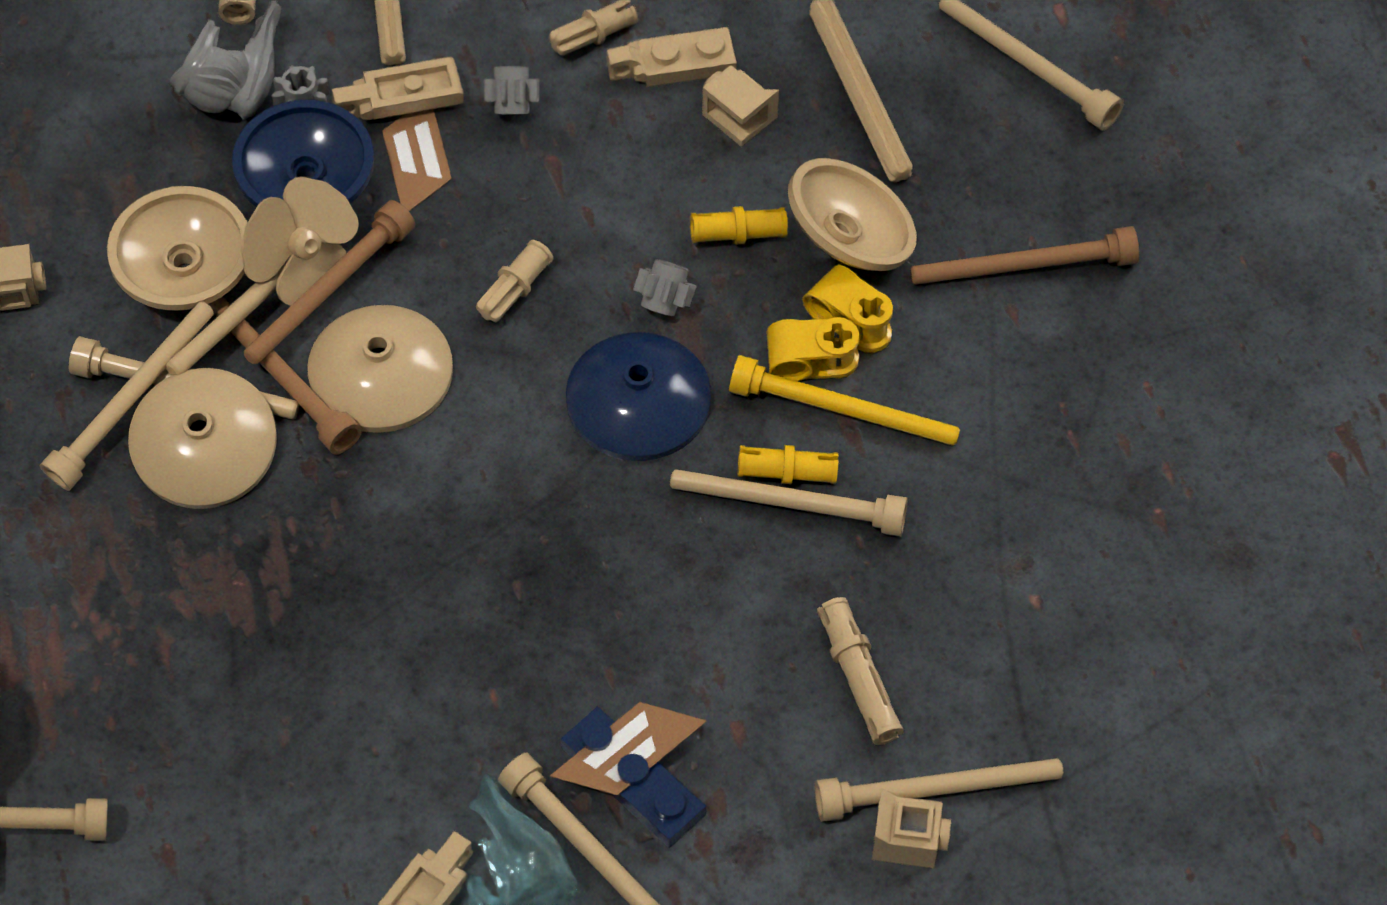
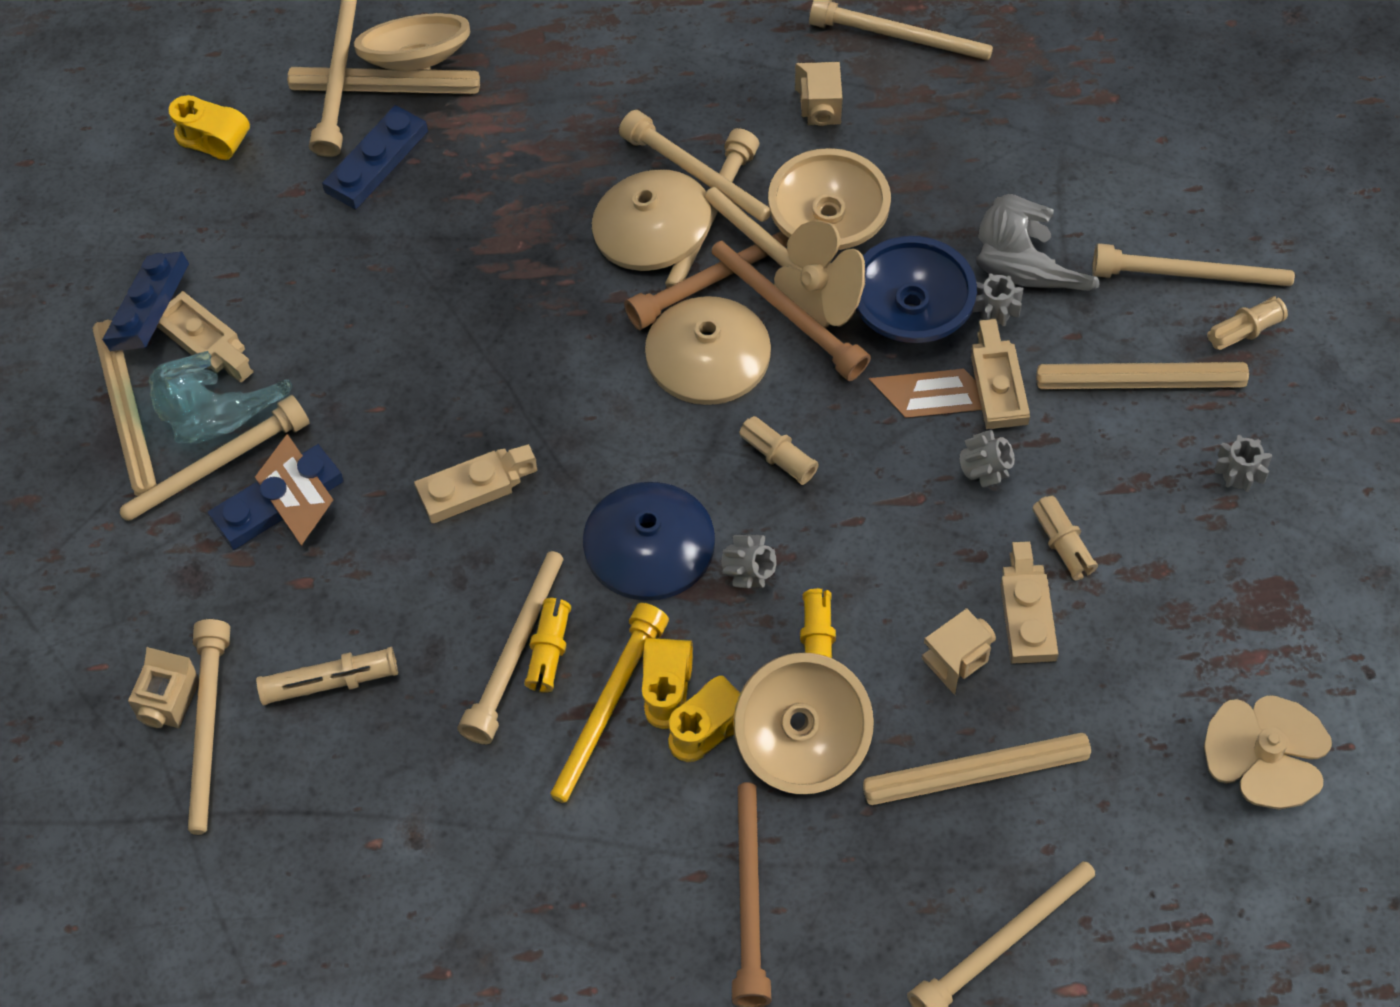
camera: 100 degrees right, 0 degrees up
(111, 763) = (375, 157): none -> dark blue plate
(589, 572) = (474, 482): none -> tan hinge

